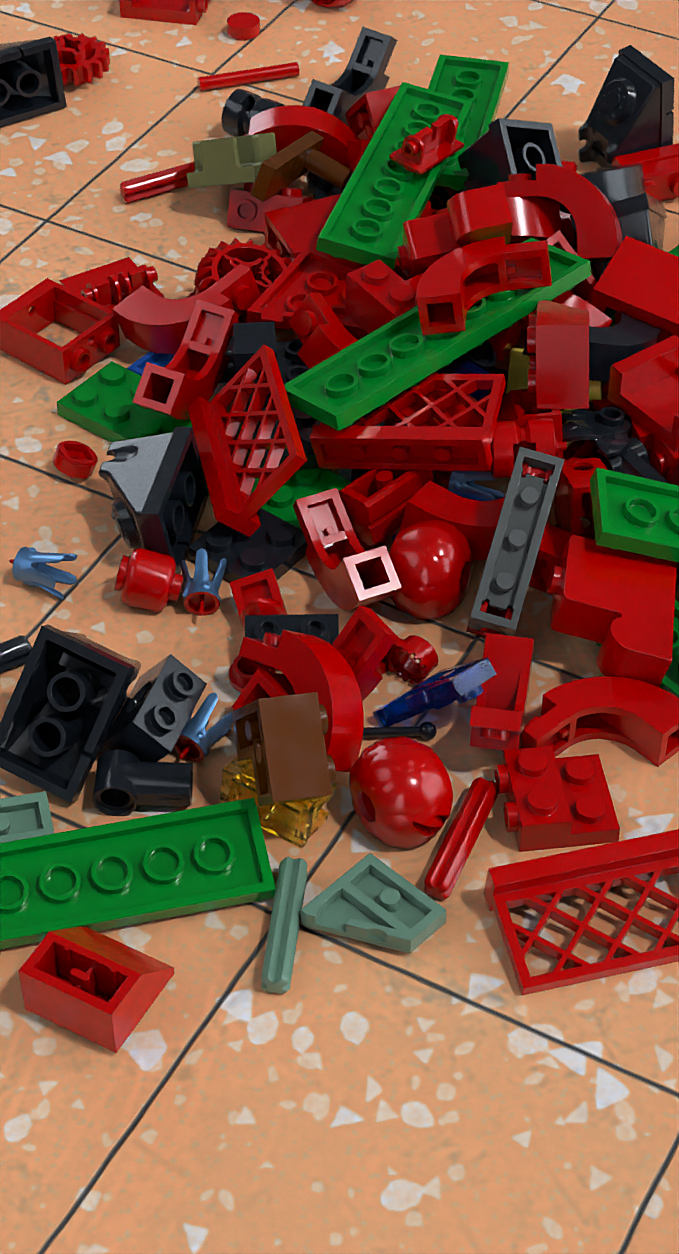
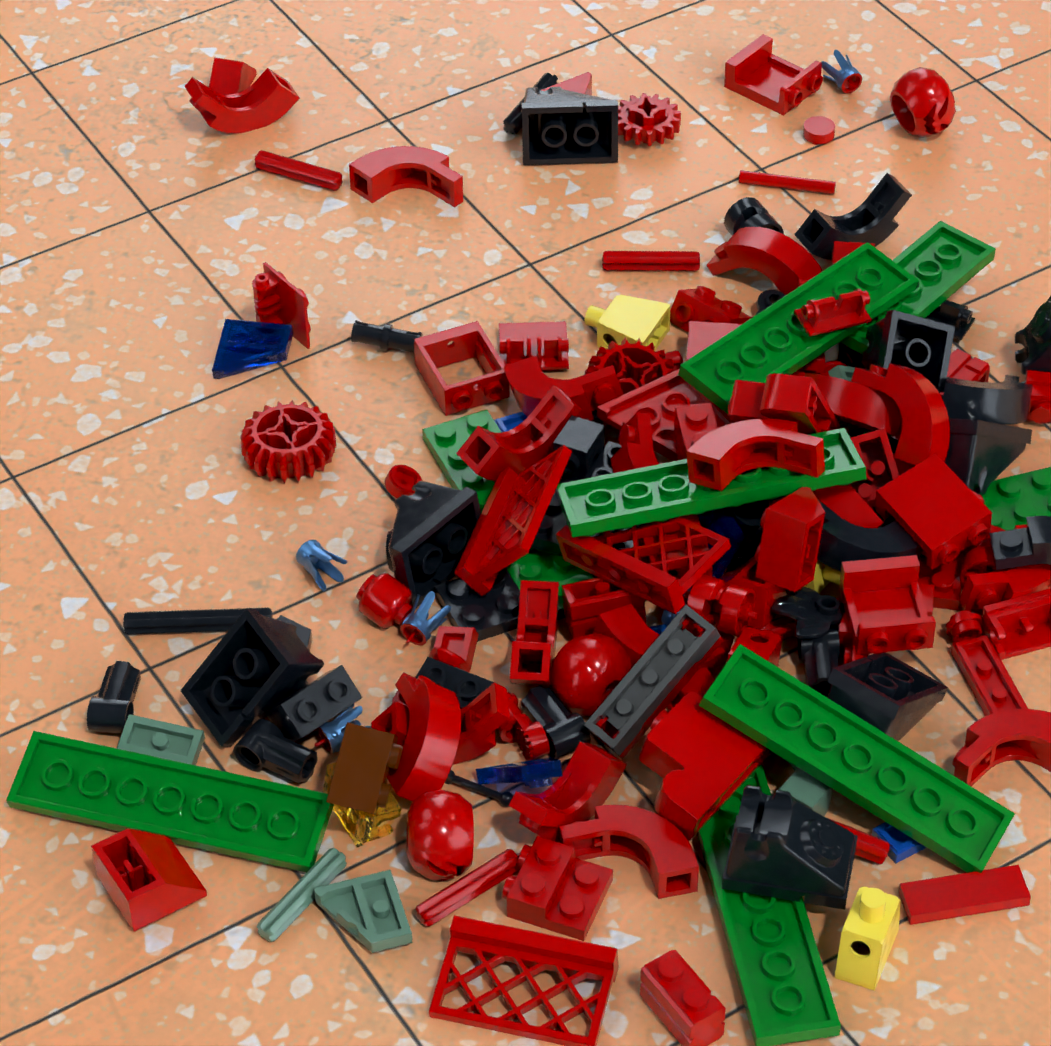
camera: 30 degrees right, 0 degrees up
(193, 235) = (631, 319): none -> light yellow torso
(230, 159) = (712, 277): olive panel -> none
(296, 161) = (735, 285): reddish brown piece -> none
(446, 632) = (561, 727): none -> black piece

